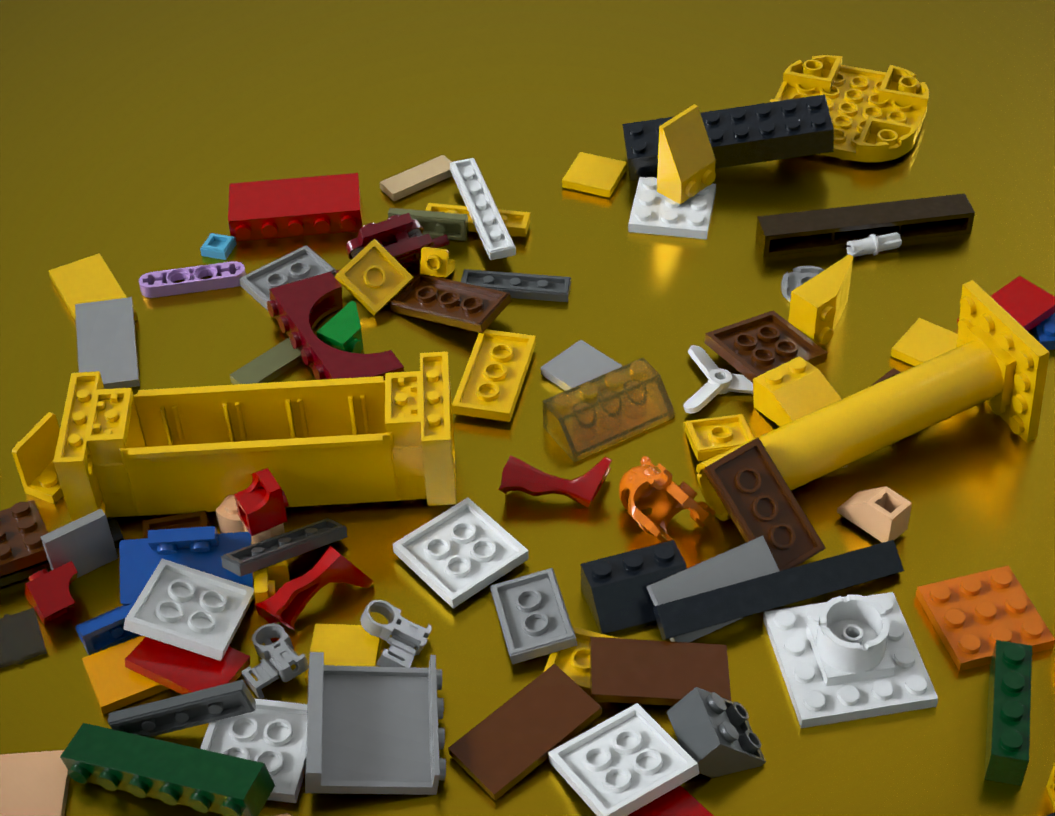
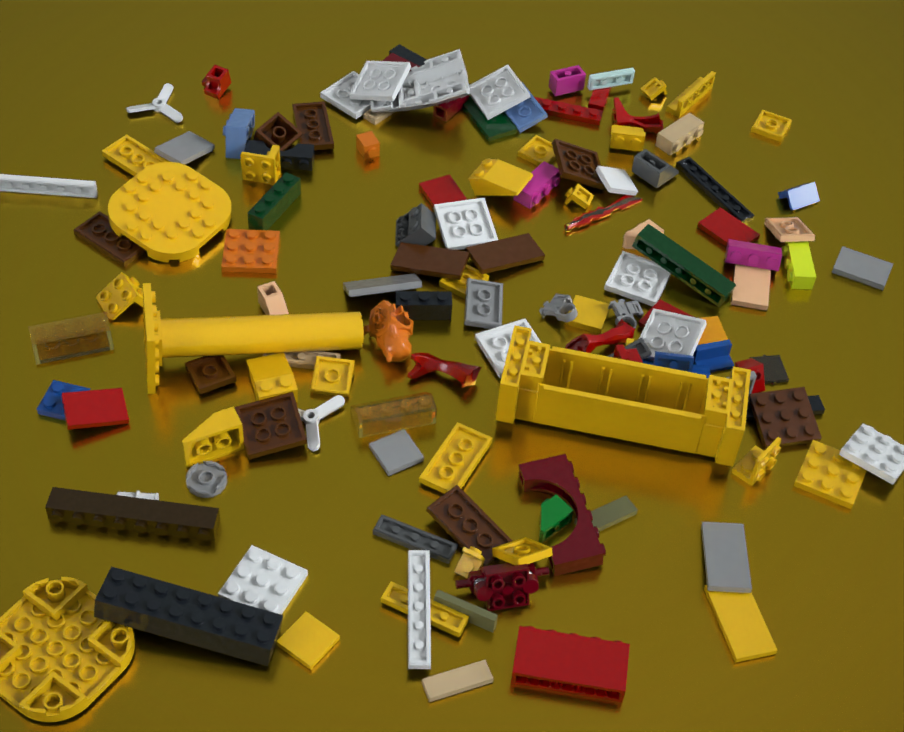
camera: 170 degrees left, 5 degrees up
(161, 282) = (660, 609): lavender beam -> none
(185, 710) = (675, 290): dark grey tile -> none
(218, 246) = (639, 646): medium azure tile -> none
(287, 269) = (585, 595): light grey tile -> none
(373, 729) = (579, 269): light grey panel -> none
(684, 156) = (246, 579): yellow slope -> none
(763, 504) = (339, 304): reddish brown tile -> none
(777, 589) = (350, 278): black tile -> none
(849, 659) = (331, 249): white piece -> none
(923, 343) = (160, 407): yellow tile -> none

